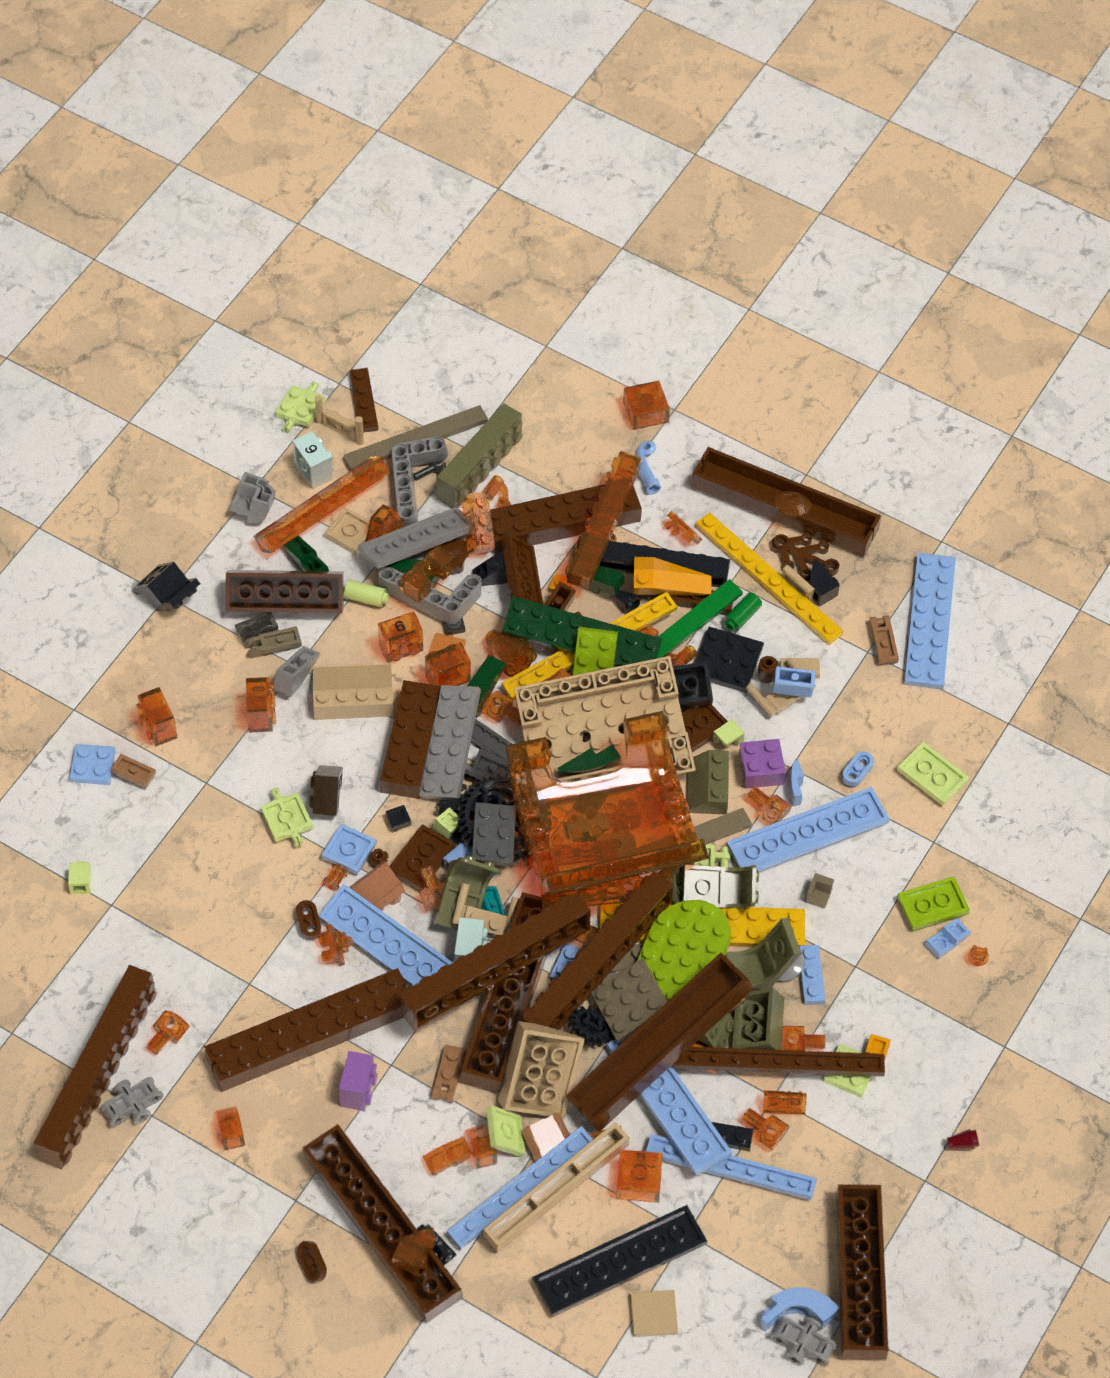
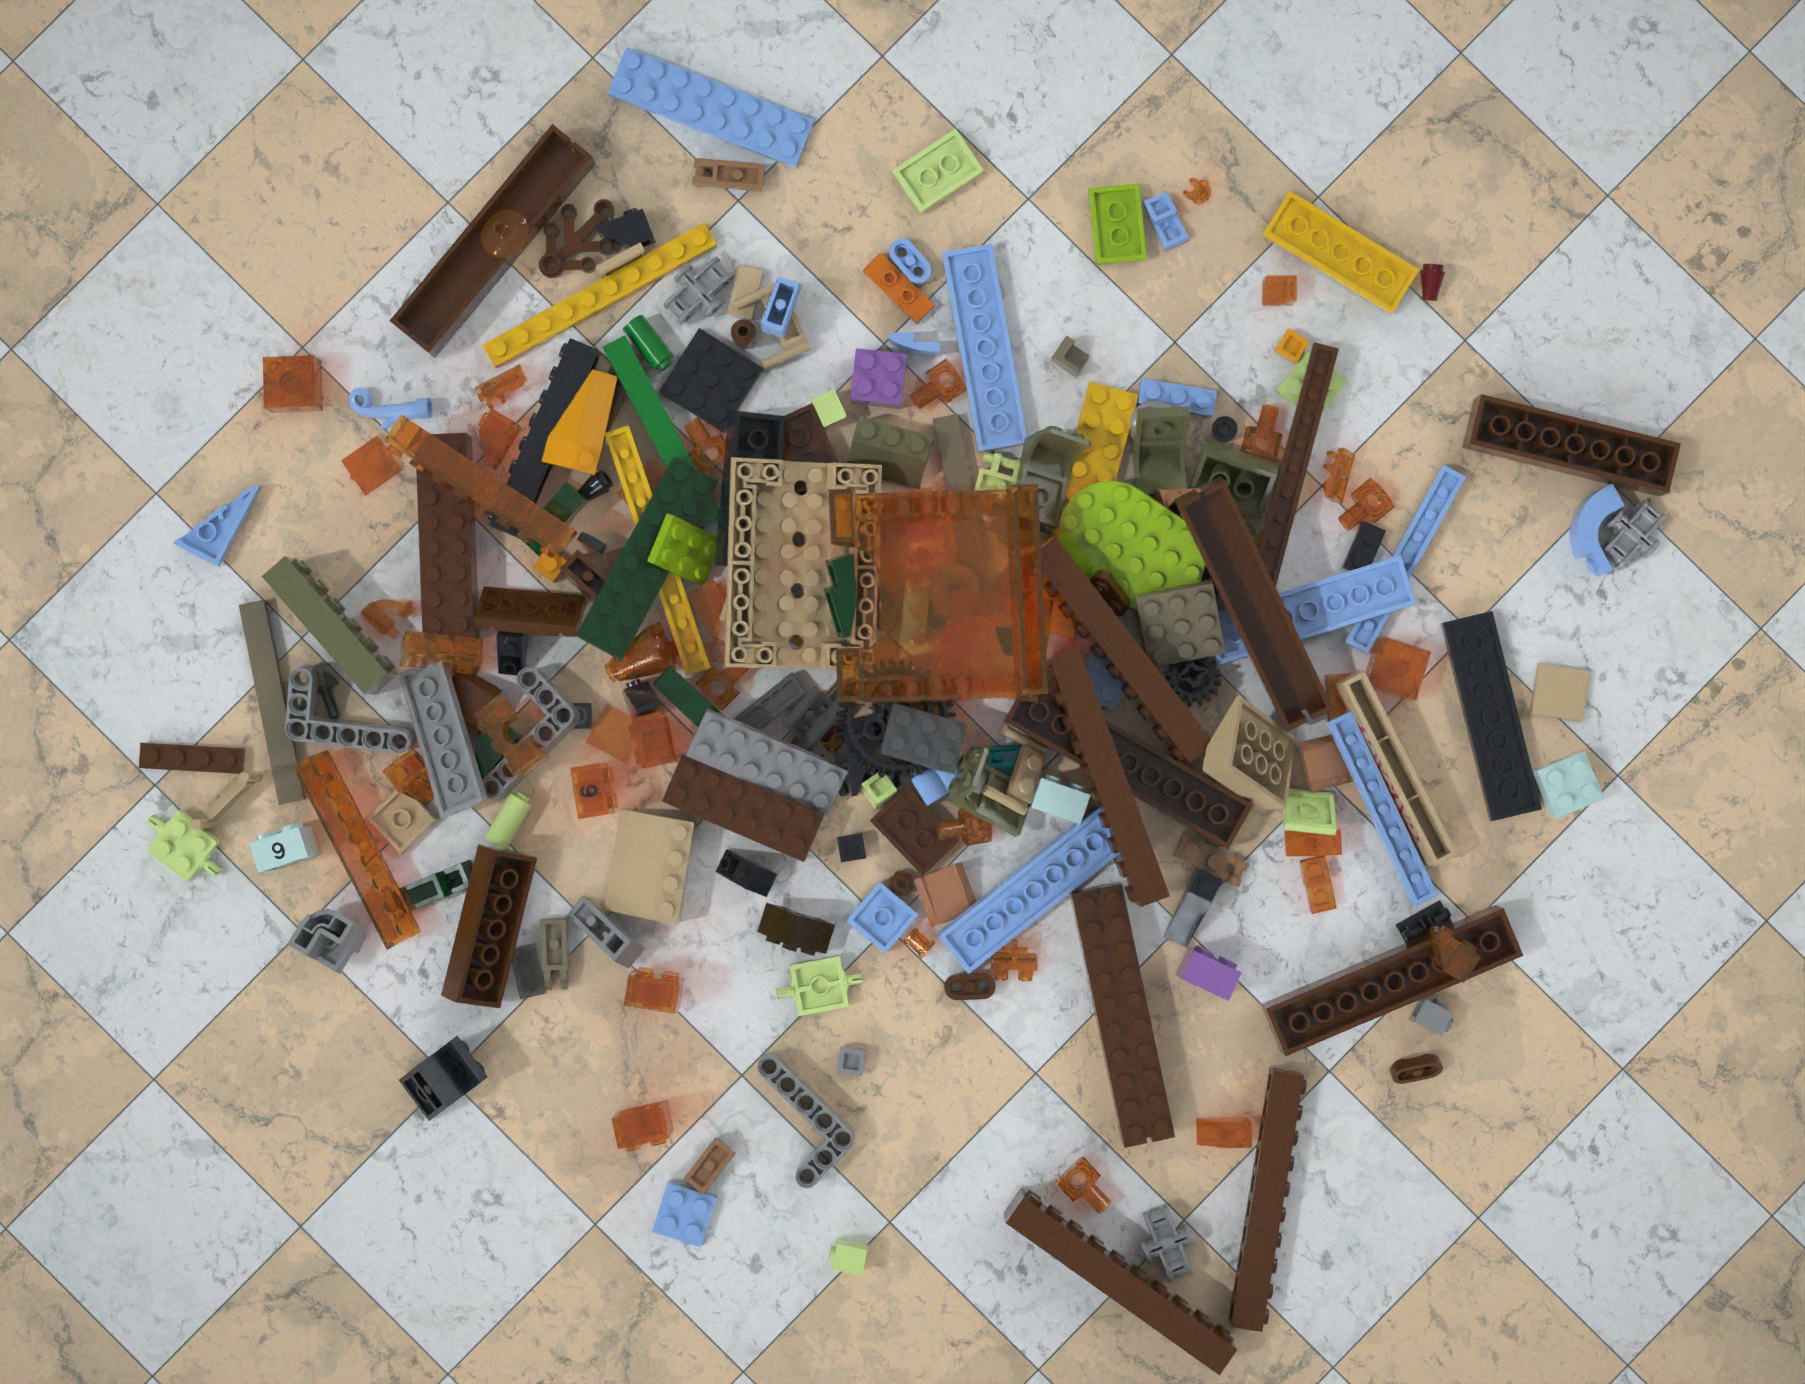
camera: 80 degrees left, 30 degrees up
(181, 1168) = (1266, 1199): none -> reddish brown brick
(185, 830) = (811, 1114): none -> light grey beam
(233, 850) = (851, 1061): none -> light grey plate
(359, 1264) = (1432, 1015): none -> light grey brick
(361, 751) = (746, 873): none -> black slope
(409, 1065) = (1192, 906): none -> slope
(476, 651) = (640, 698): none -> black slope
(527, 383) = (216, 534): none -> light blue wing
(577, 1329) = (1567, 785): none -> light aqua brick
(585, 604) = (592, 542): none -> pearl dark grey tile
(598, 464) = (371, 465): none -> clear orange piece
(643, 532) = (497, 436): none -> clear orange slope
(645, 940) = (1111, 591): none -> reddish brown plate
(791, 636) = (706, 284): none -> light grey axle
(797, 1018) = (1216, 428): none -> black plate
(834, 767) = (898, 288): none -> orange plate
(920, 1030) = (1279, 290): none -> clear orange panel
(964, 1068) = (1340, 252): none -> yellow plate

